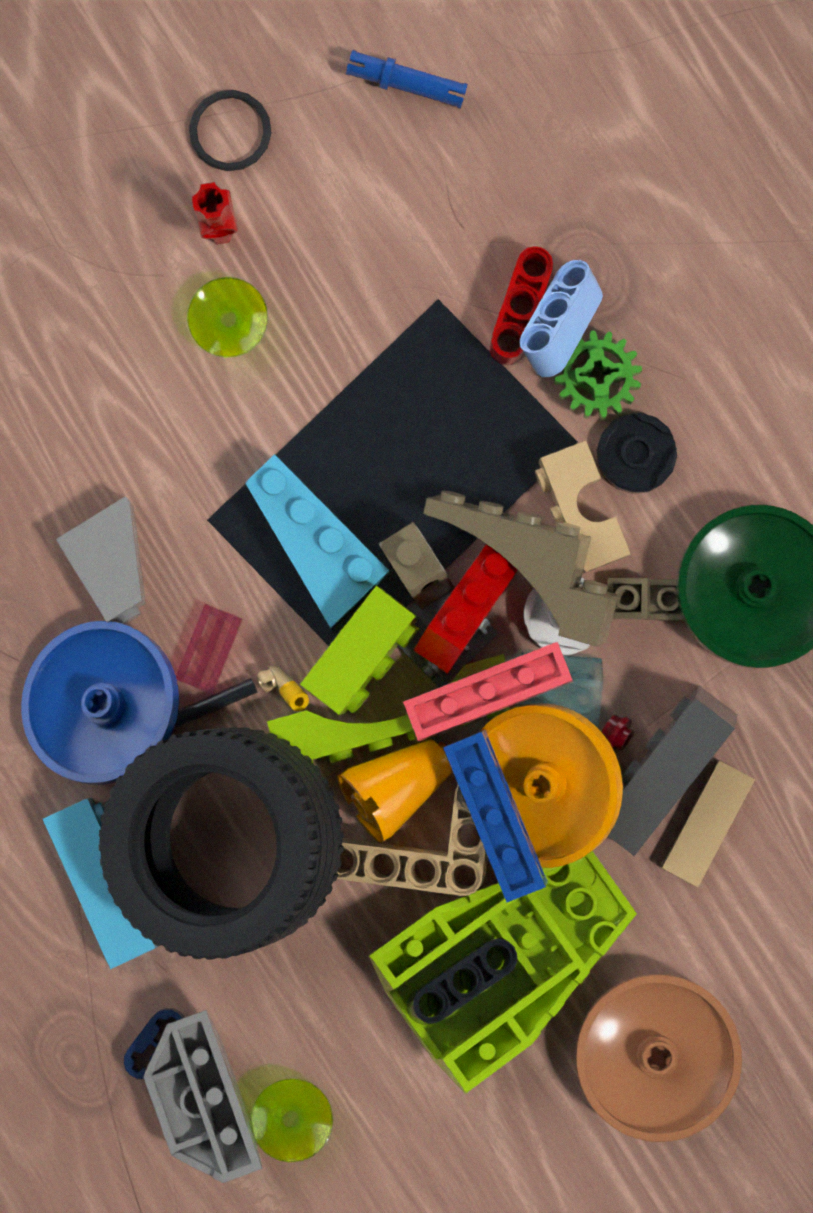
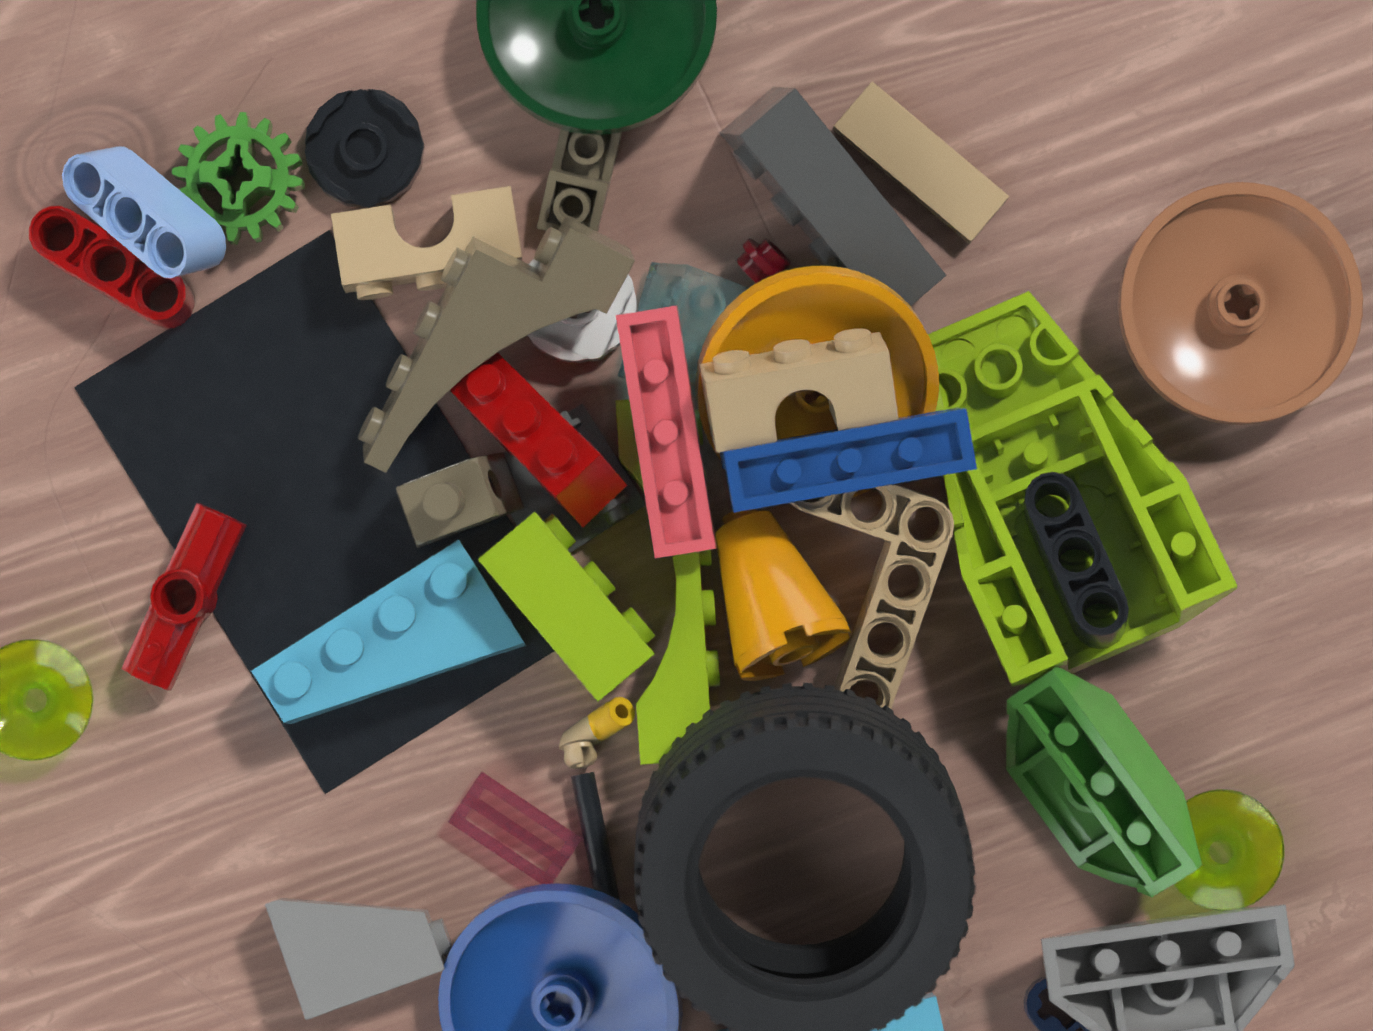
camera: 85 degrees left, 0 degrees up
(289, 396) = (166, 632): none -> red piece
(317, 1028) = (1099, 784): none -> bright green wedge
(528, 739) = (747, 389): none -> tan arch

